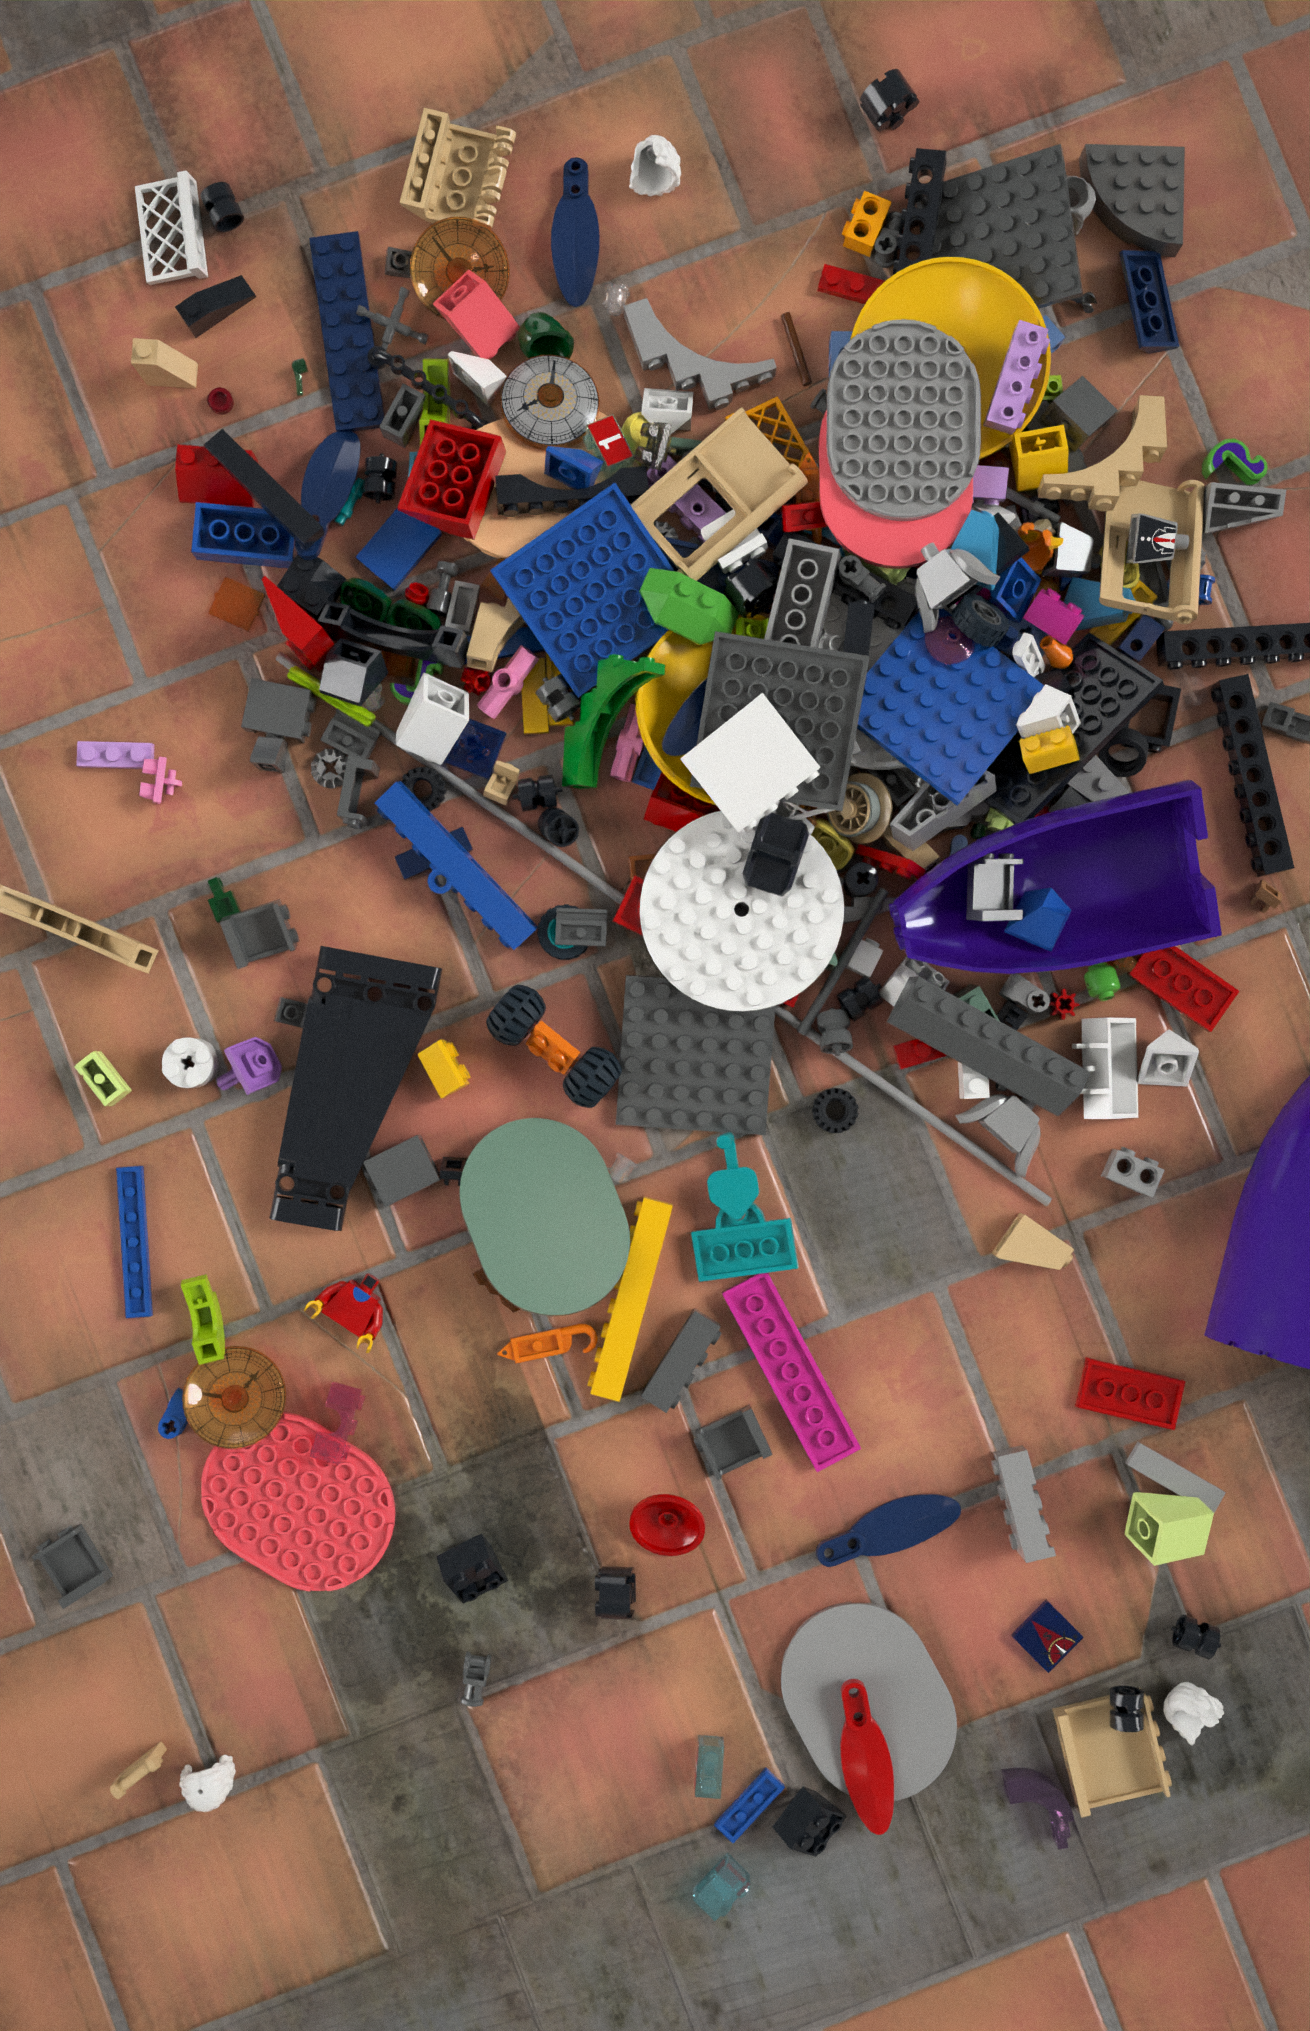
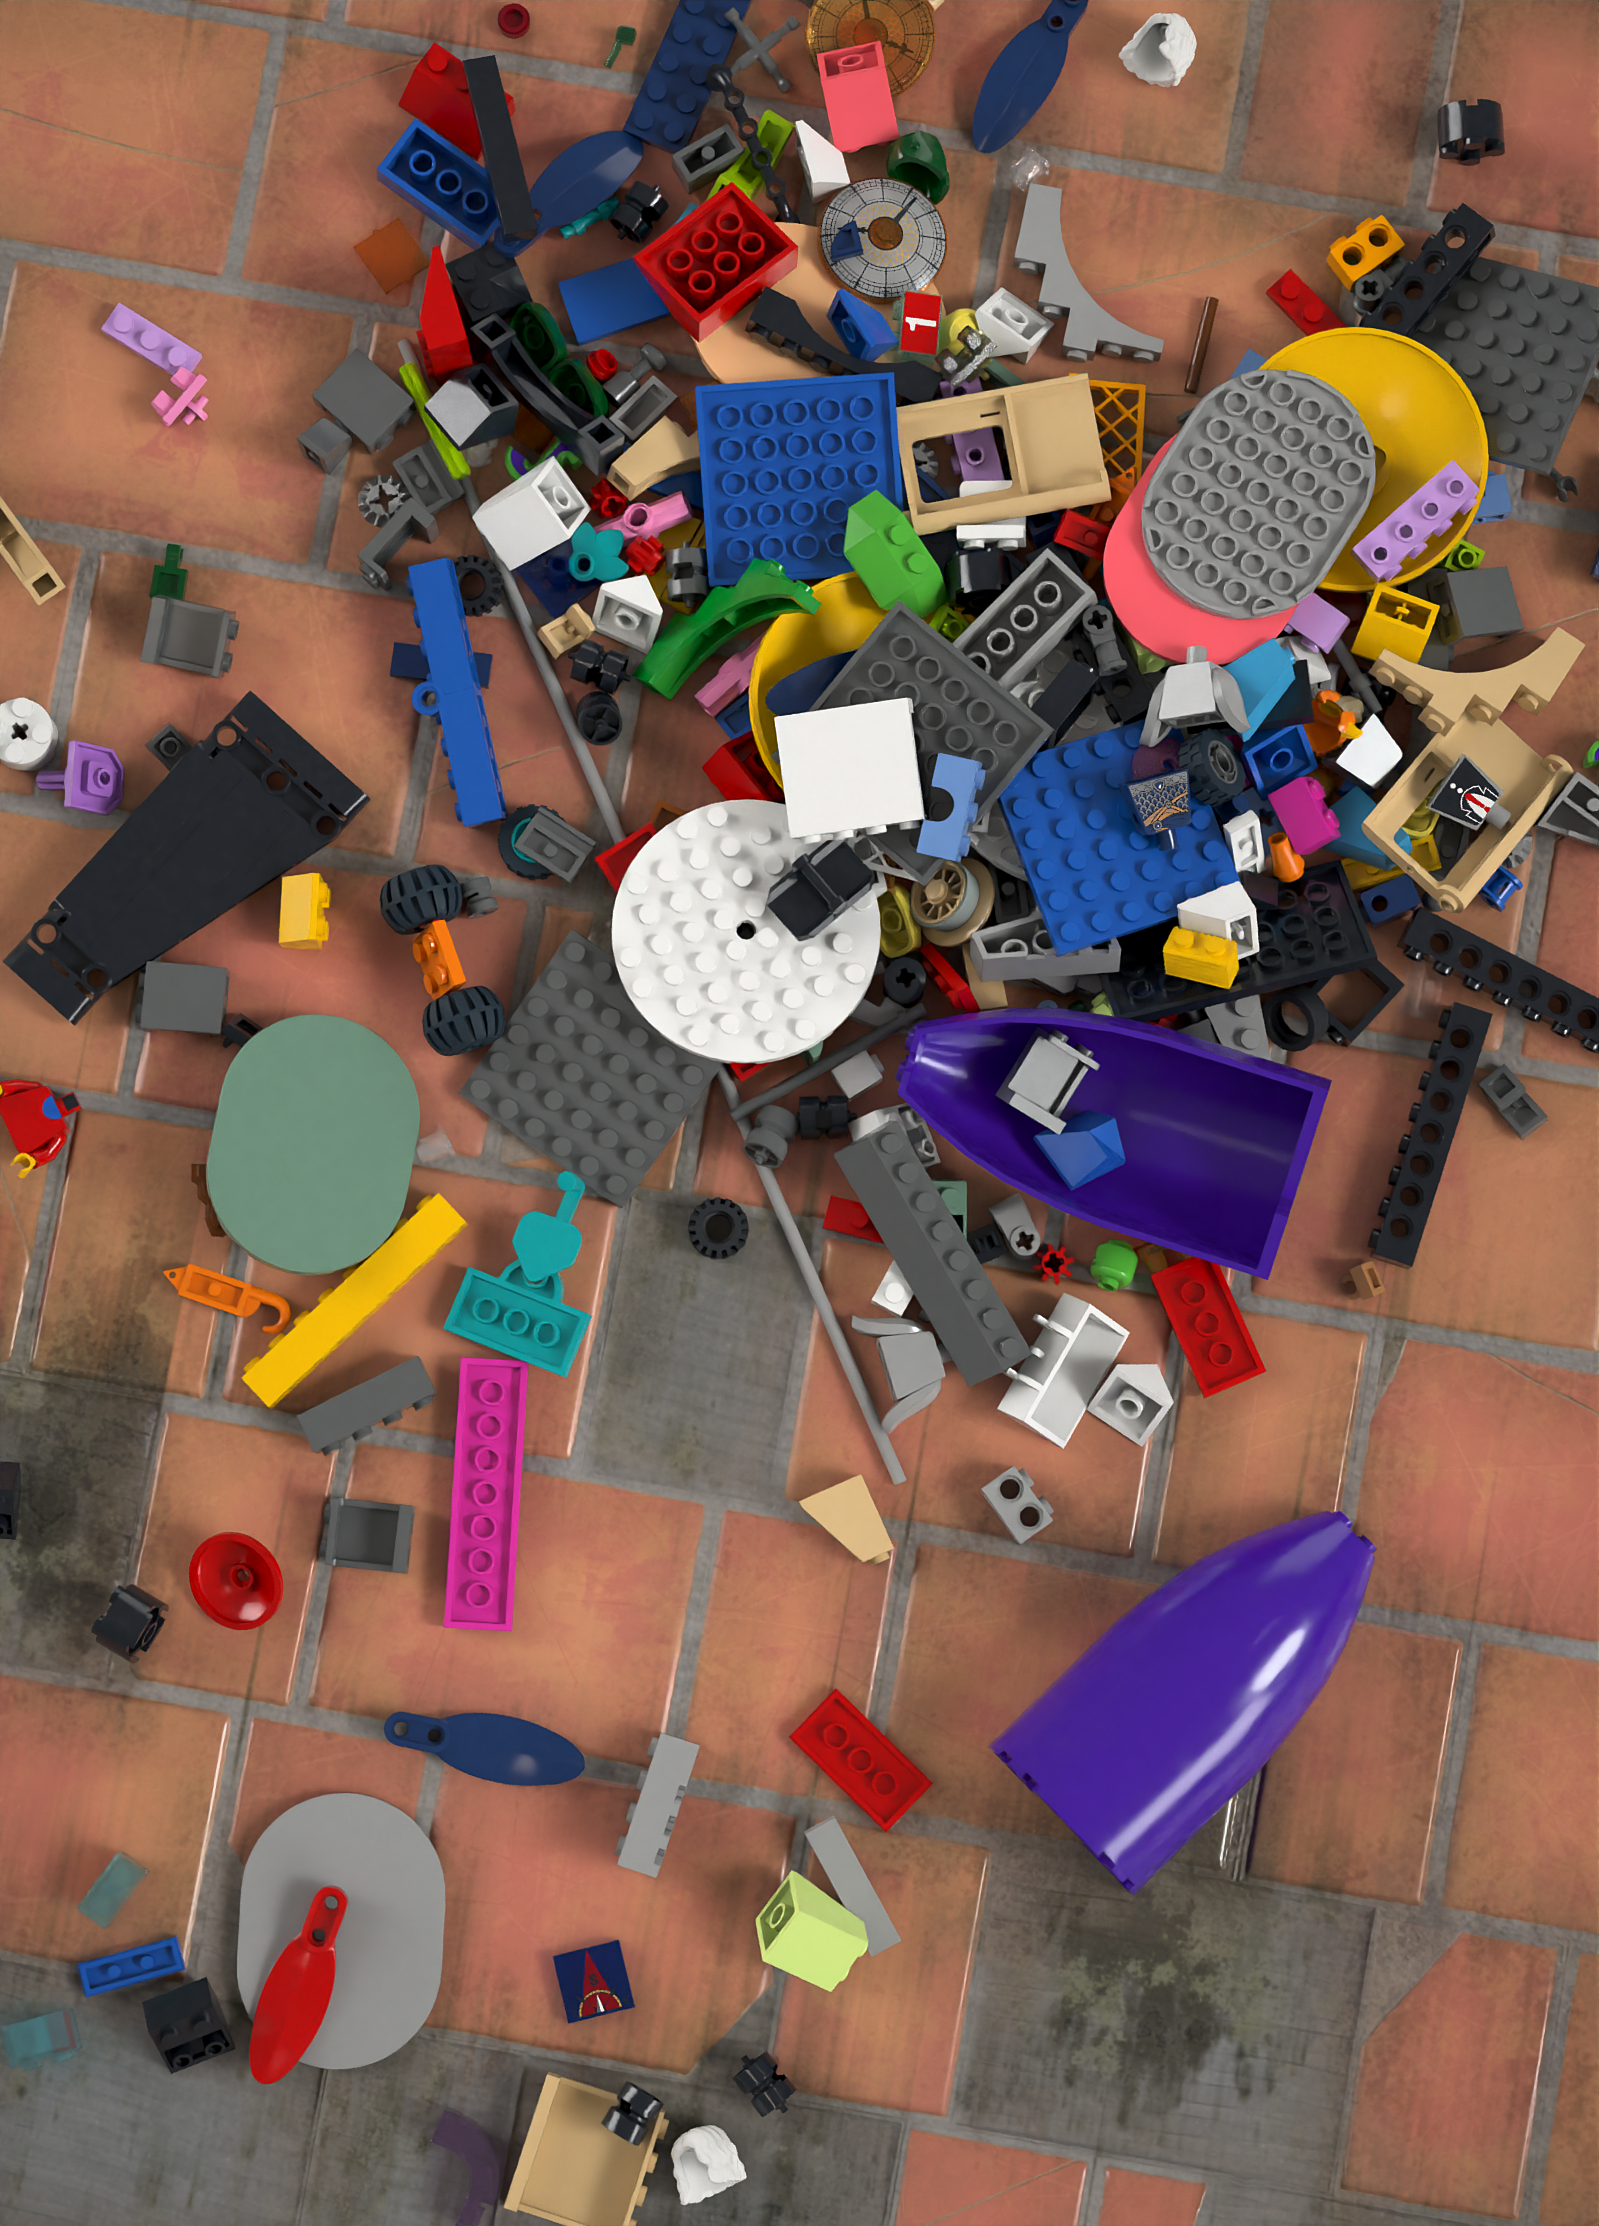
camera: 30 degrees right, 5 degrees down
(492, 716) = (600, 550): none -> teal plate
(523, 702) = (645, 556): none -> red gear
(530, 416) = (846, 243): none -> dark blue tile
(535, 746) = (628, 612): none -> white slope
(555, 994) = (478, 898): none -> dark grey wheel
(827, 726) = (948, 837): none -> medium blue arch
(965, 664) = (1159, 805): none -> torso

